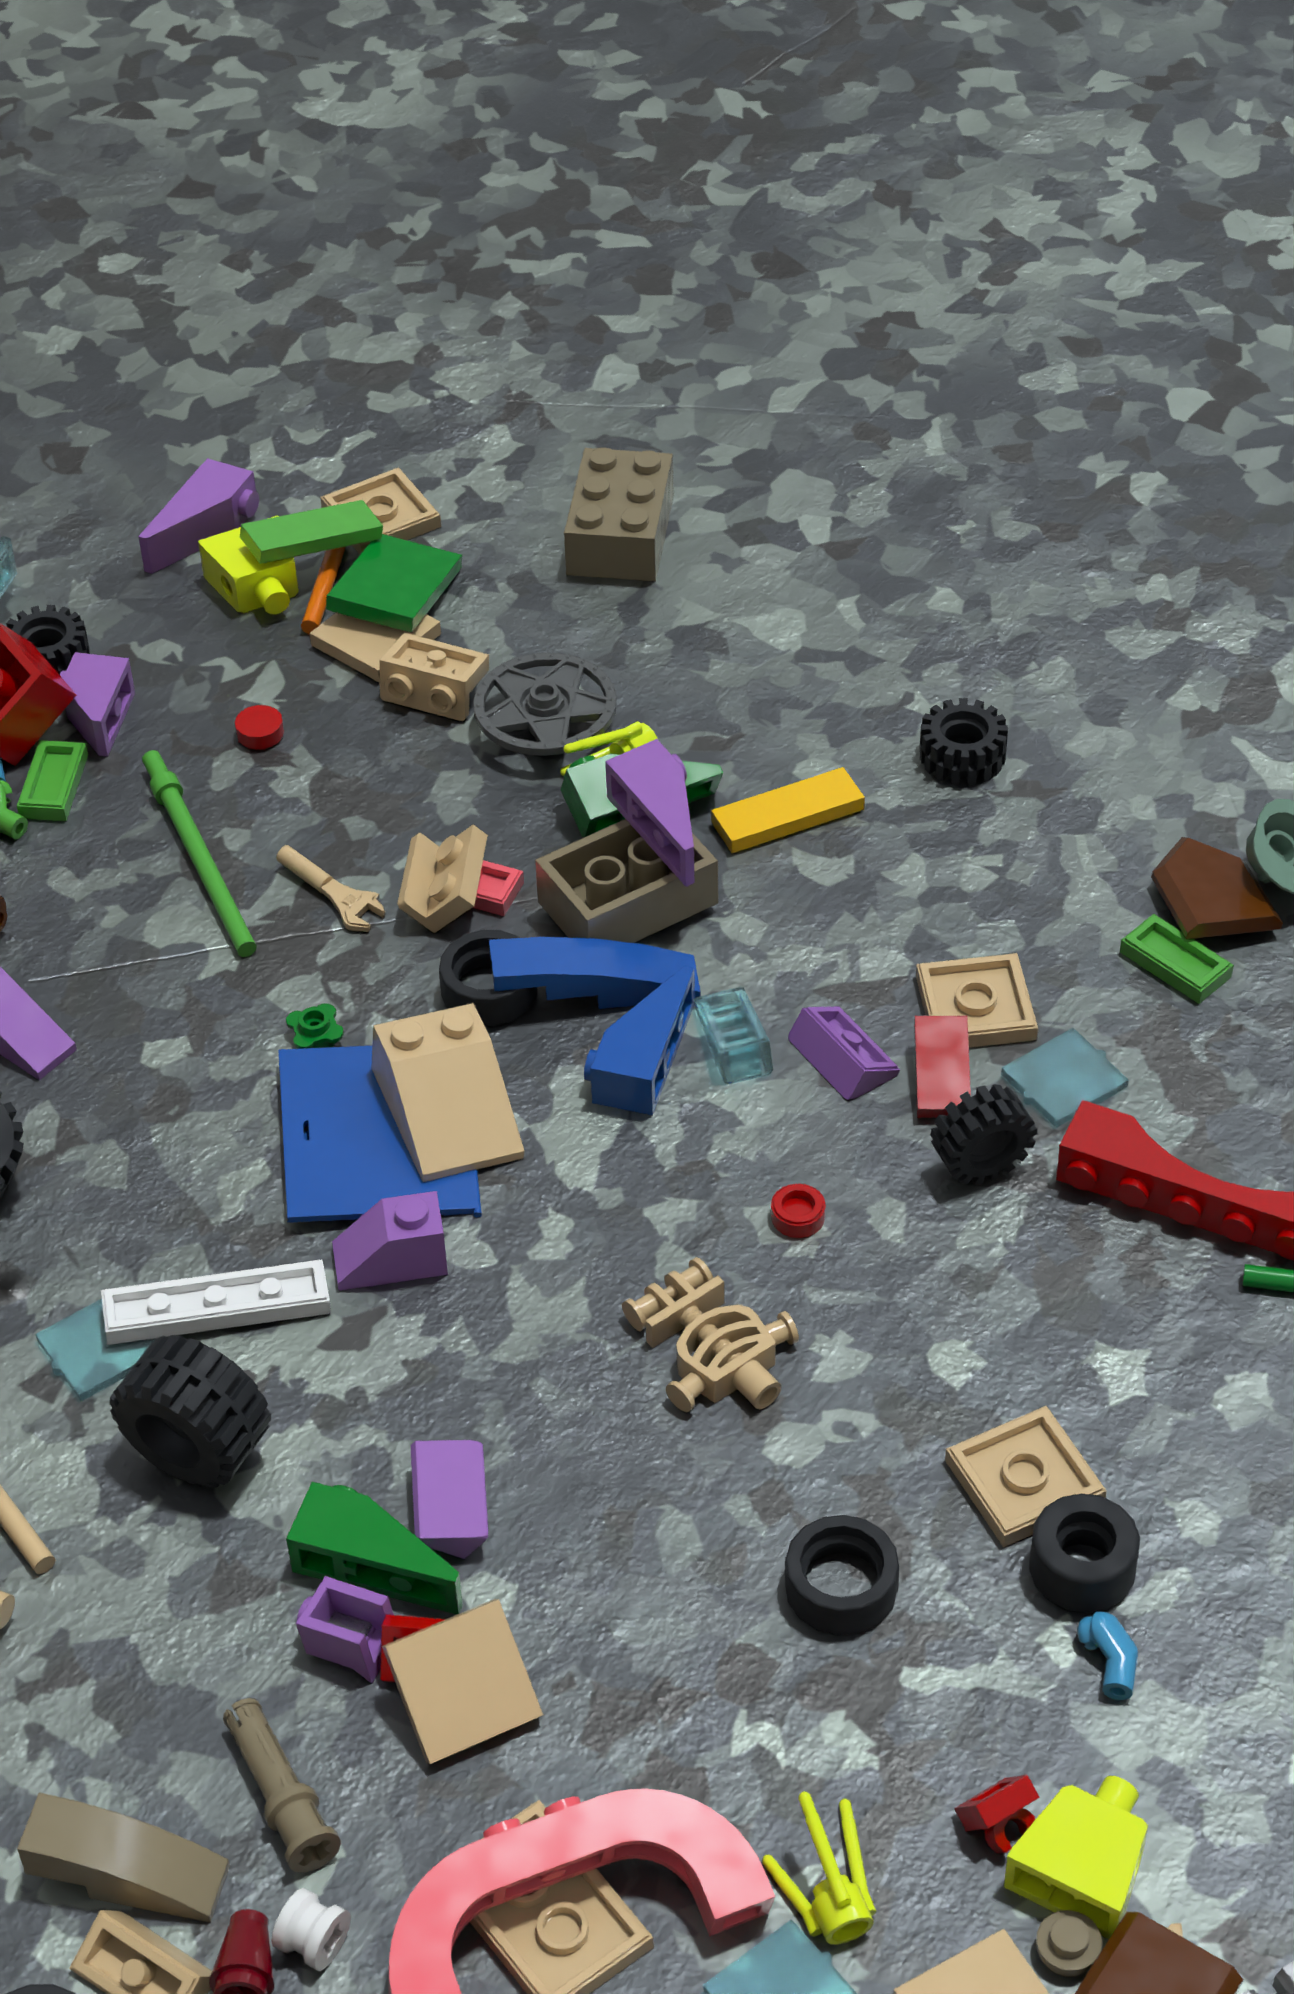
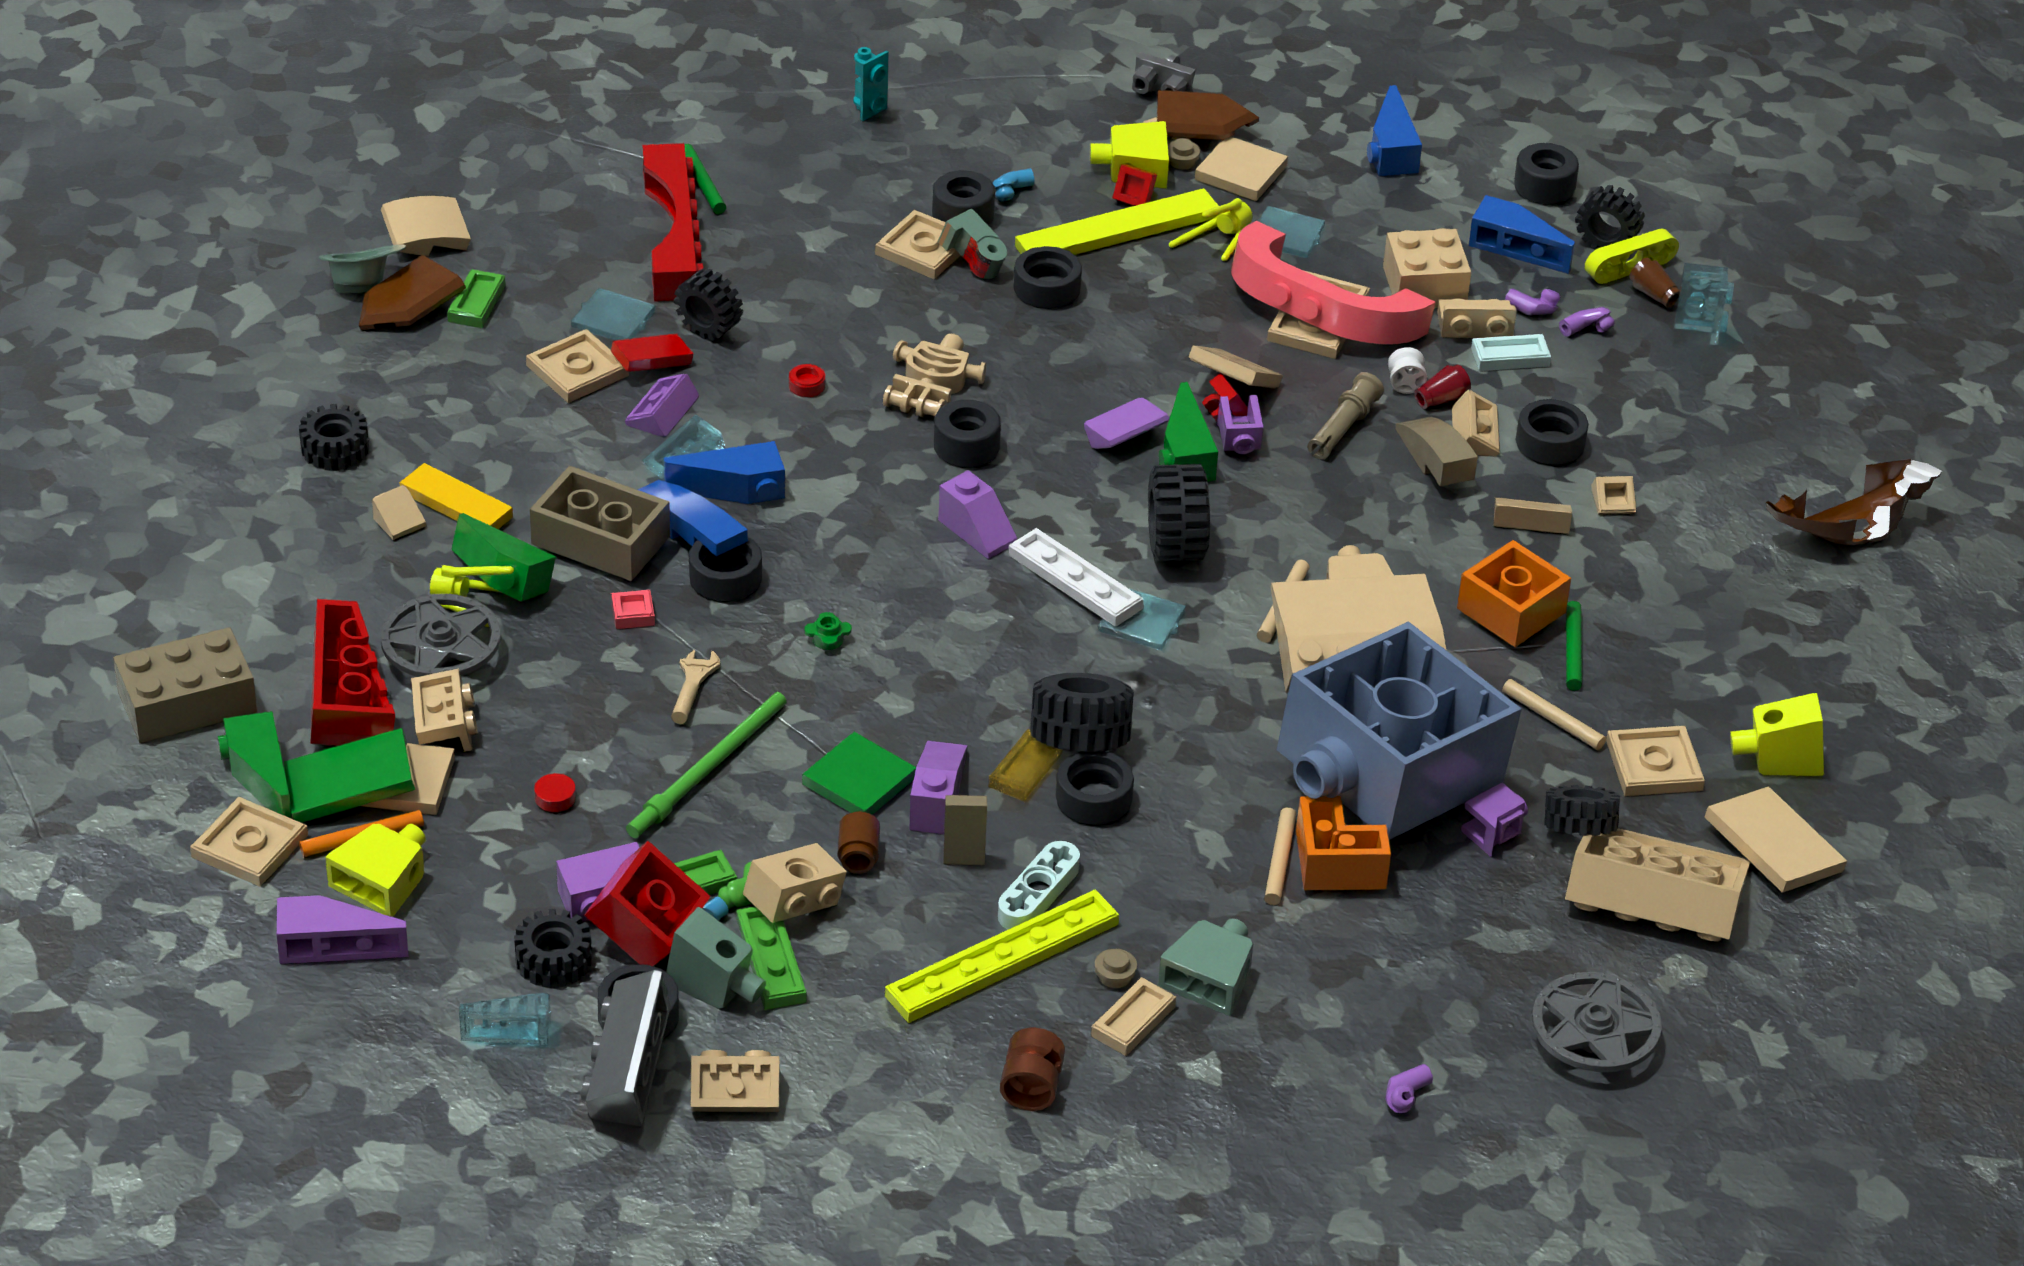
camera: 125 degrees left, 5 degrees down
(73, 962) = (859, 775): none -> green tile
(311, 531) = (338, 821): bright green tile -> none
(351, 1143) = (887, 571): blue piece -> none
(443, 879) = (651, 613): tan bracket -> none
(446, 1091) = (838, 542): tan slope -> none
(484, 531) = (256, 759): none -> green slope
(528, 609) = (346, 683): none -> red wedge
(557, 1282) = (967, 433): none -> black tyre
(652, 796) = (552, 487): medium lavender slope -> none
(791, 753) = (397, 512): none -> tan slope
(923, 1752) = (1122, 224): none -> neon yellow tile
(954, 1505) = (975, 243): none -> sand green leg

